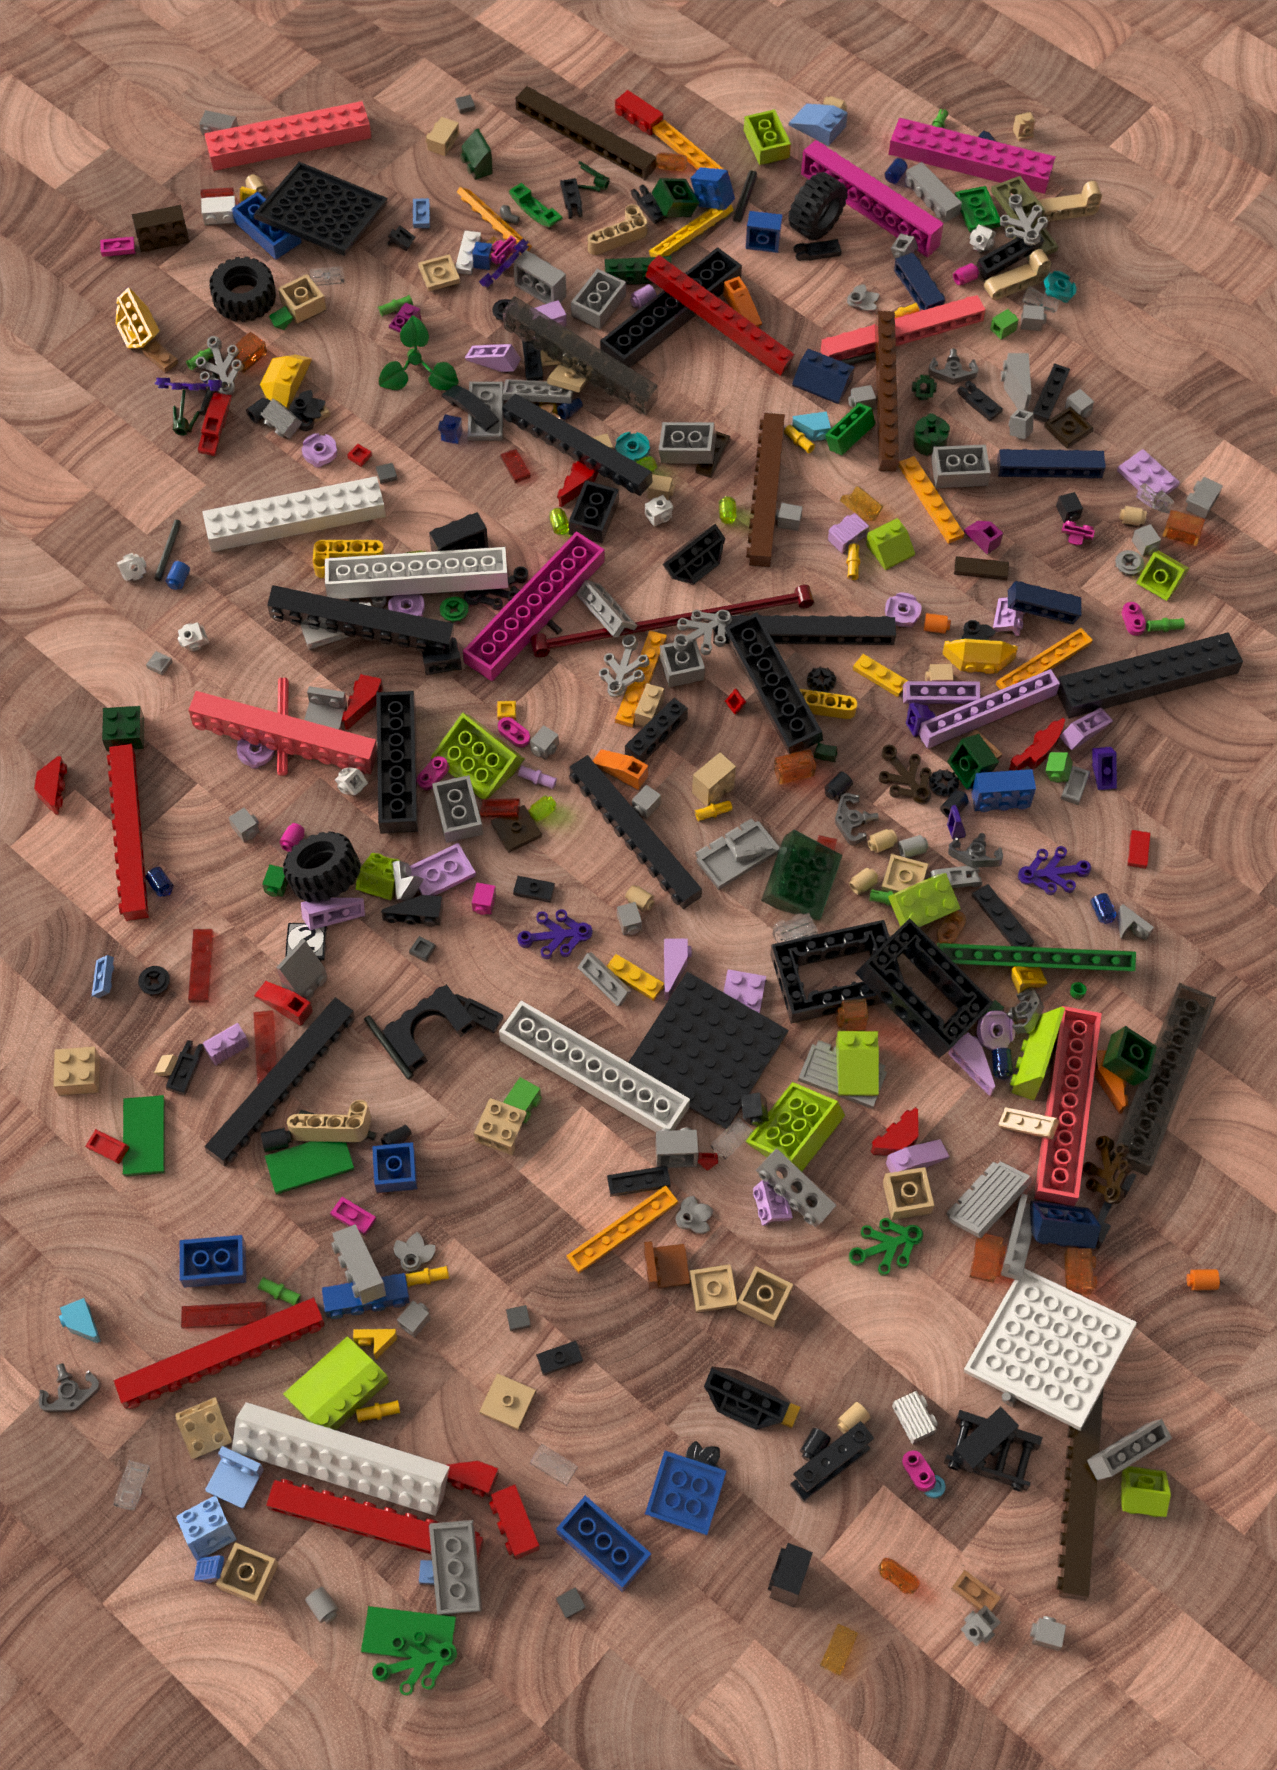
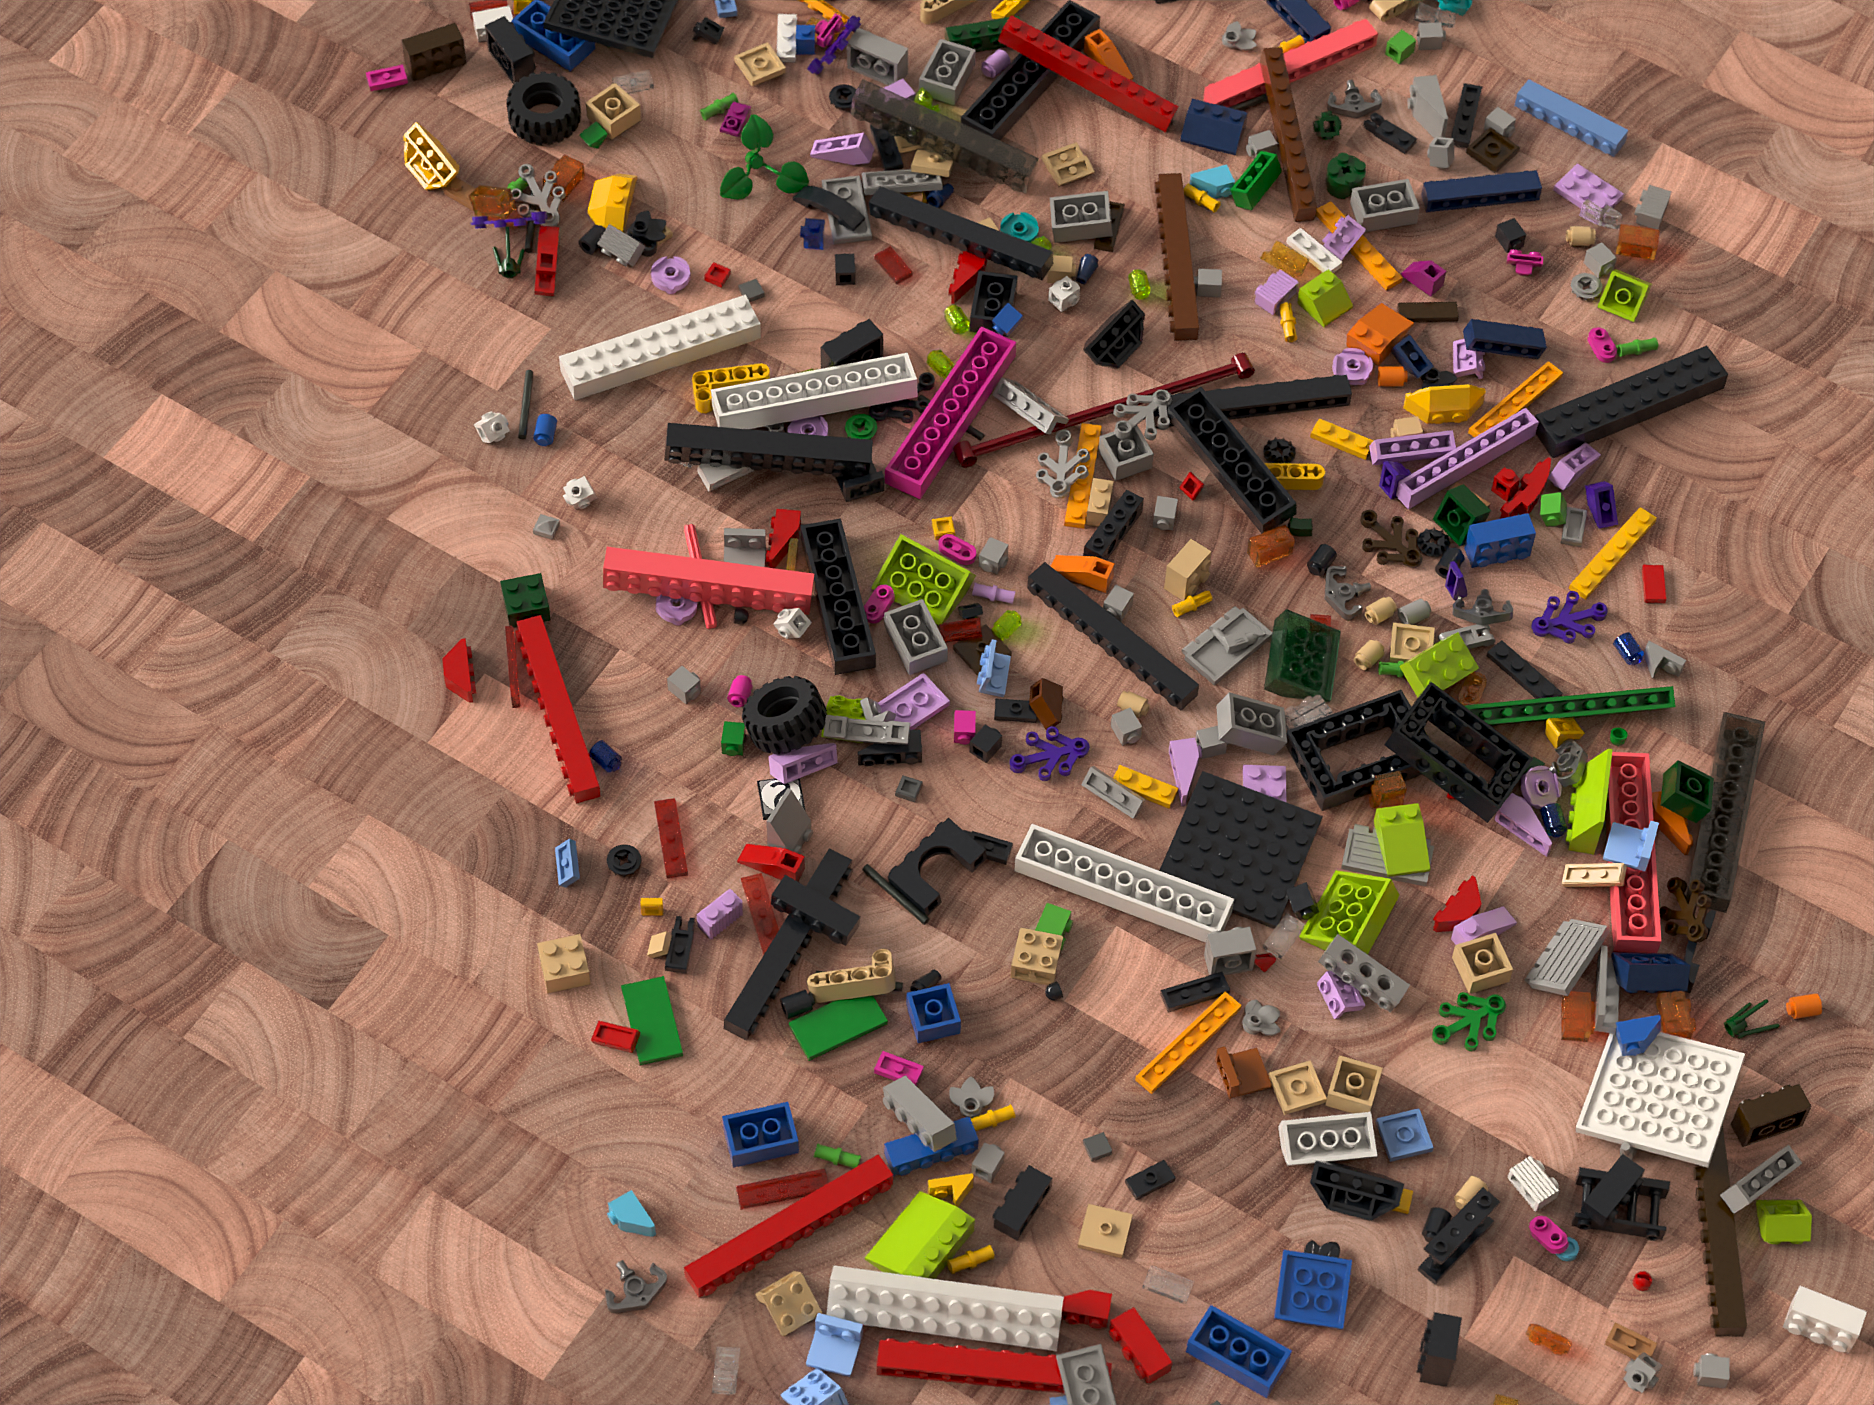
camera: 10 degrees left, 5 degrees down
(98, 787) = (512, 666): none -> clear red tile
(167, 1028) = (652, 906): none -> yellow tile
(179, 366) = (492, 202): none -> clear orange brick
(225, 233) = (509, 49): none -> black brick
(307, 1055) = (815, 910): none -> black brick
(309, 767) = (740, 616): none -> black hinge
(366, 720) = (792, 555): none -> clear yellow tile
(391, 891) = (866, 730): none -> light grey slope
(436, 1362) = (1022, 1202): none -> black brick
(471, 464) = (845, 269): none -> black brick
(499, 916) = (986, 743): none -> black brick
(509, 1161) = (1054, 991): none -> black hinge
(513, 790) = (970, 611): none -> black plate
(521, 852) = (993, 672): none -> light blue bracket
(535, 558) = (940, 363): none -> clear neon green brick
(561, 886) = (1046, 702): none -> reddish brown slope
(573, 323) = (925, 99): none -> clear neon green hair
(599, 529) = (1007, 320): none -> blue brick
(684, 489) = (1087, 266): none -> dark blue cone
(687, 394) = (1067, 164): none -> tan slope
(703, 943) = (1209, 742): none -> light grey brick
(706, 723) = (1165, 513): none -> light grey brick
(729, 1346) = (1327, 1138): none -> white slope
(740, 933) = (1251, 723): none -> light grey brick
(803, 1350) = (1404, 1135): none -> medium blue plate
(889, 499) = (1317, 254): none -> white plate
(918, 490) = (1344, 237): none -> lavender bracket
(932, 581) = (1378, 332): none -> orange slope
(957, 608) = (1411, 357): none -> dark blue slope
(999, 1534) = (1640, 1283): none -> red hinge
(1022, 734) = (1509, 480): none -> red brick
(1039, 1287) = (1637, 1034): none -> blue slope
(1066, 1101) = (1630, 845): none -> light blue bracket
(1106, 815) = (1612, 553): none -> yellow plate
(1136, 1288) = (1736, 1024): none -> dark green plant
(1145, 407) = (1571, 118): none -> medium blue brick
(1151, 1384) = (1770, 1114): none -> dark brown brick
(1164, 1601) = (1824, 1319): none -> white brick

